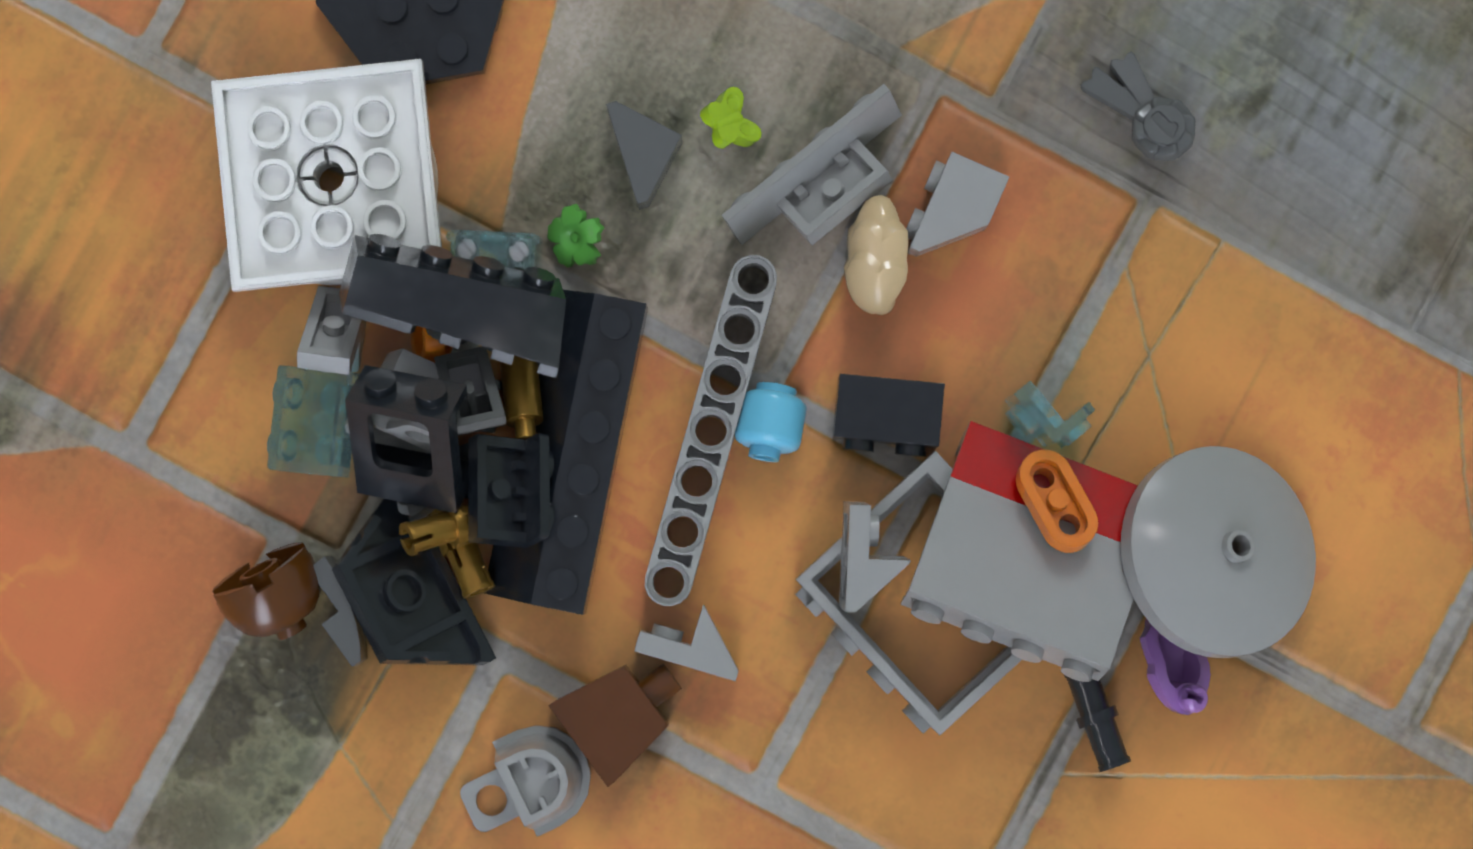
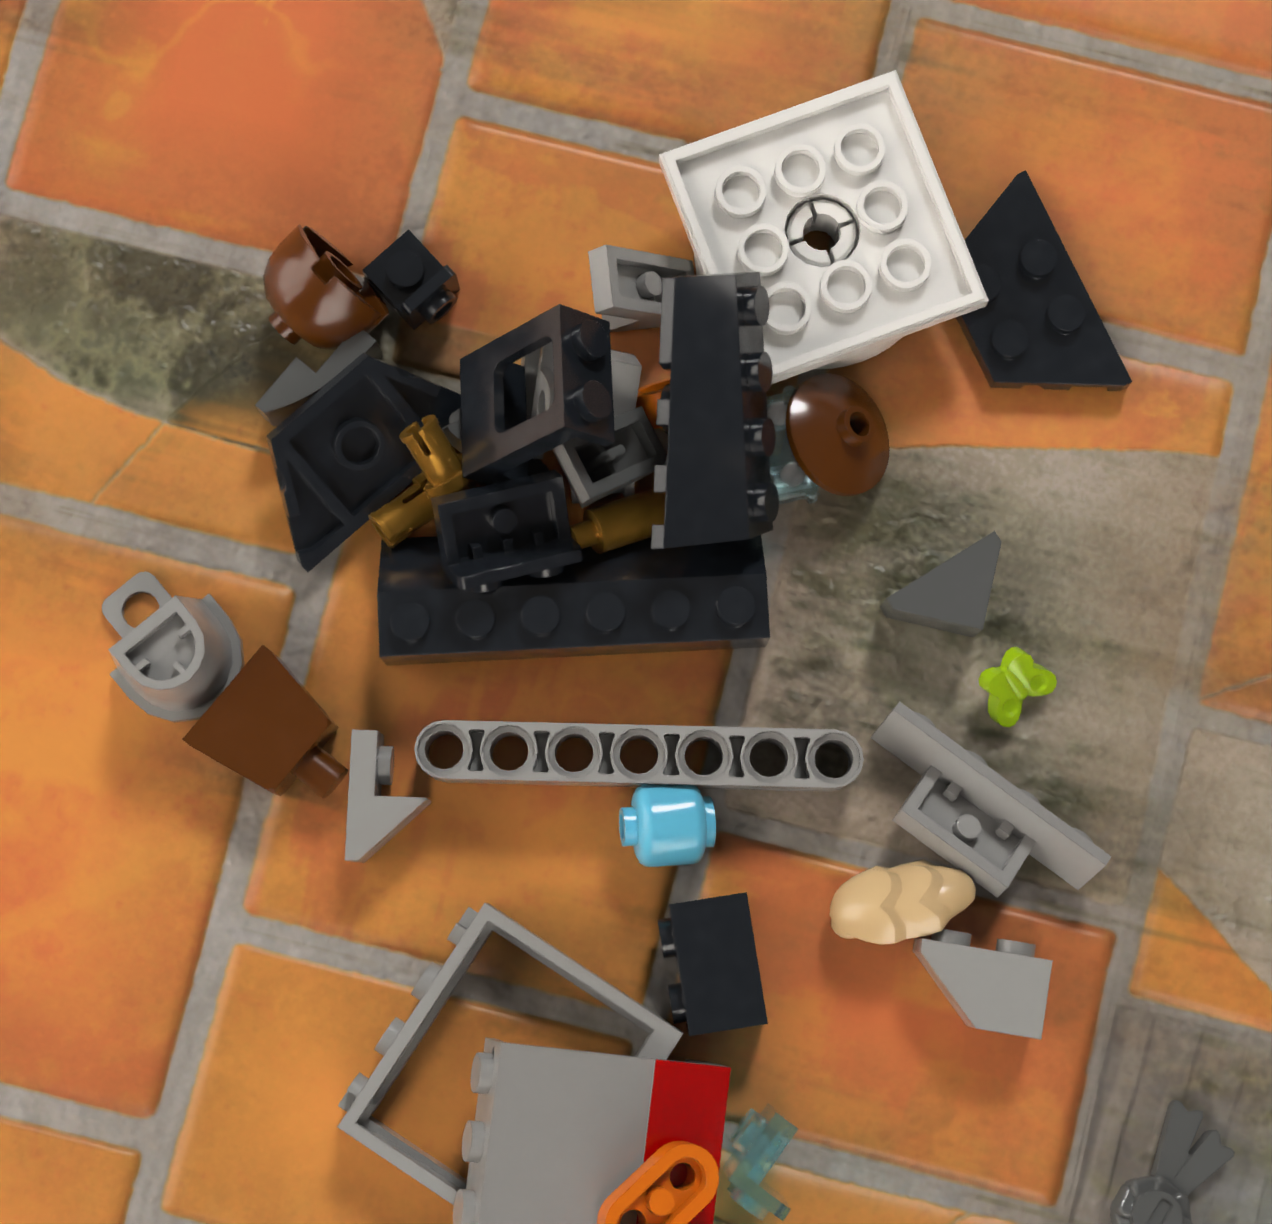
camera: 75 degrees right, 5 degrees down
(277, 516) = (413, 281): none -> black bracket
(310, 422) = (524, 280): clear light blue bracket -> none
(494, 206) = (837, 434): none -> reddish brown dish
(575, 237) = (827, 539): bright green plant -> none
(863, 573) = (511, 979): light grey slope -> none

